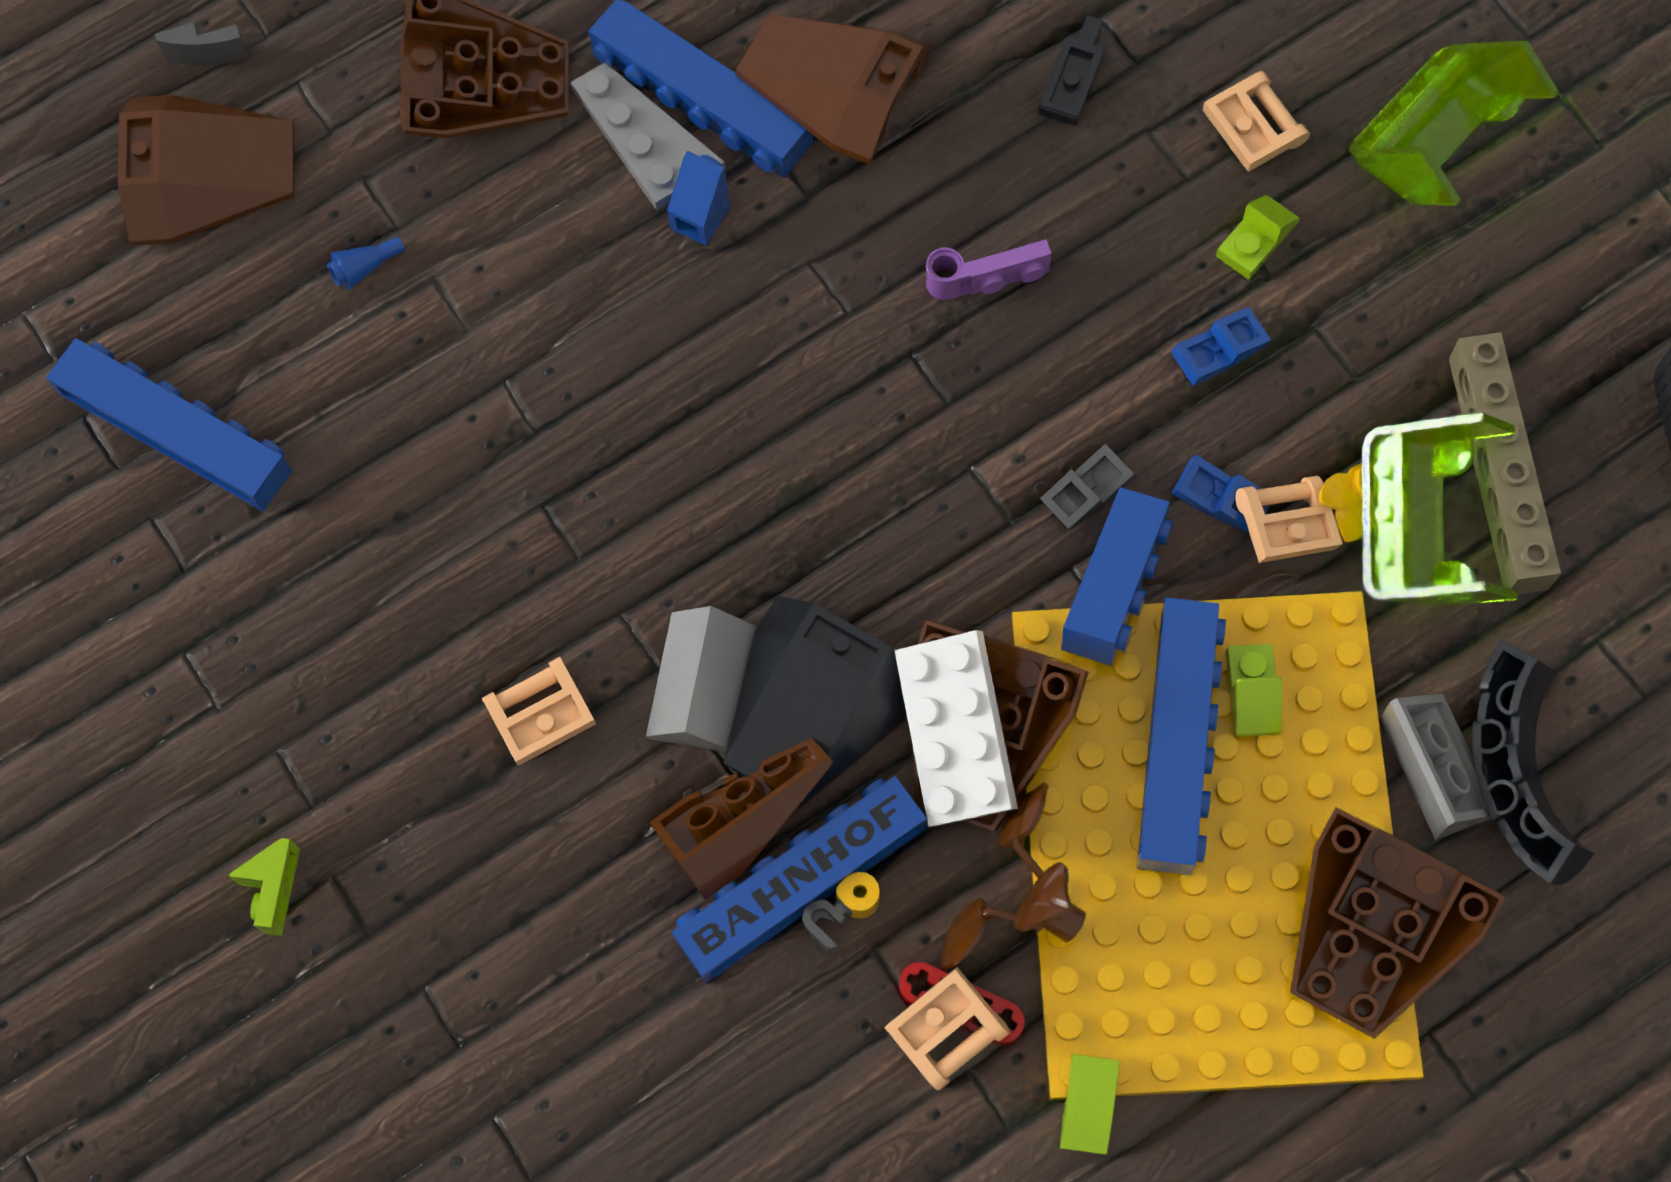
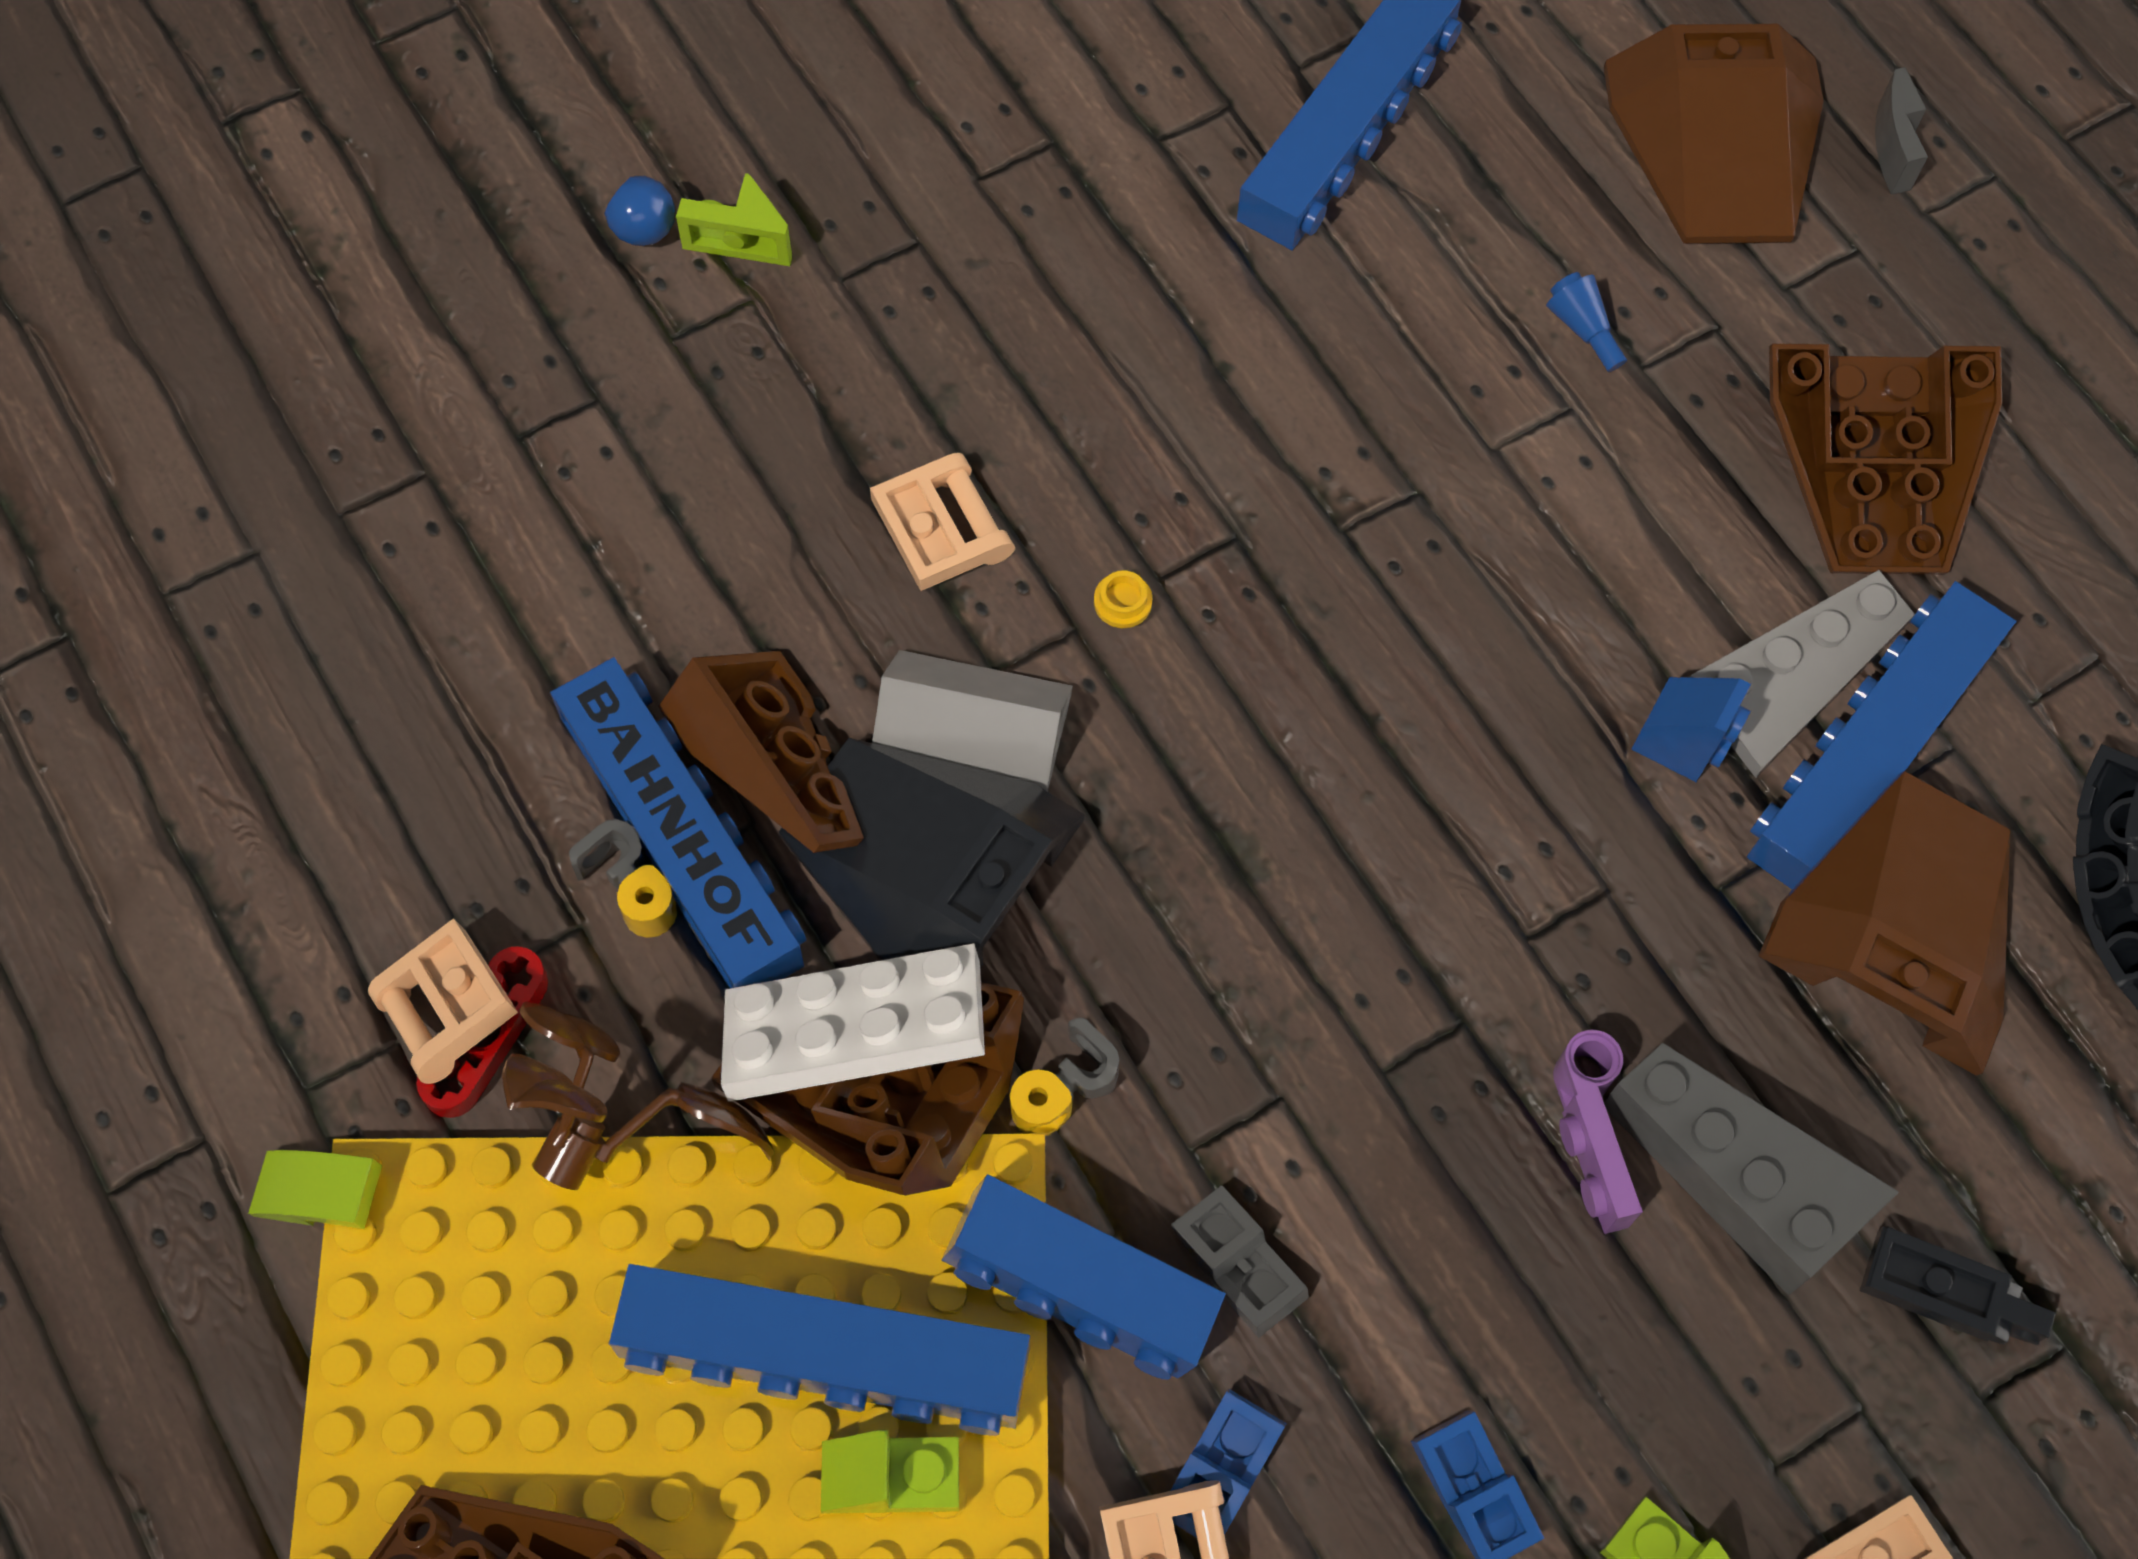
camera: 85 degrees right, 5 degrees down
(256, 963) = (641, 211): none -> blue piece
(602, 579) = (1123, 599): none -> yellow plate
(989, 609) = (1044, 1100): none -> leg
(1009, 180) = (1747, 1167): none -> dark grey wedge

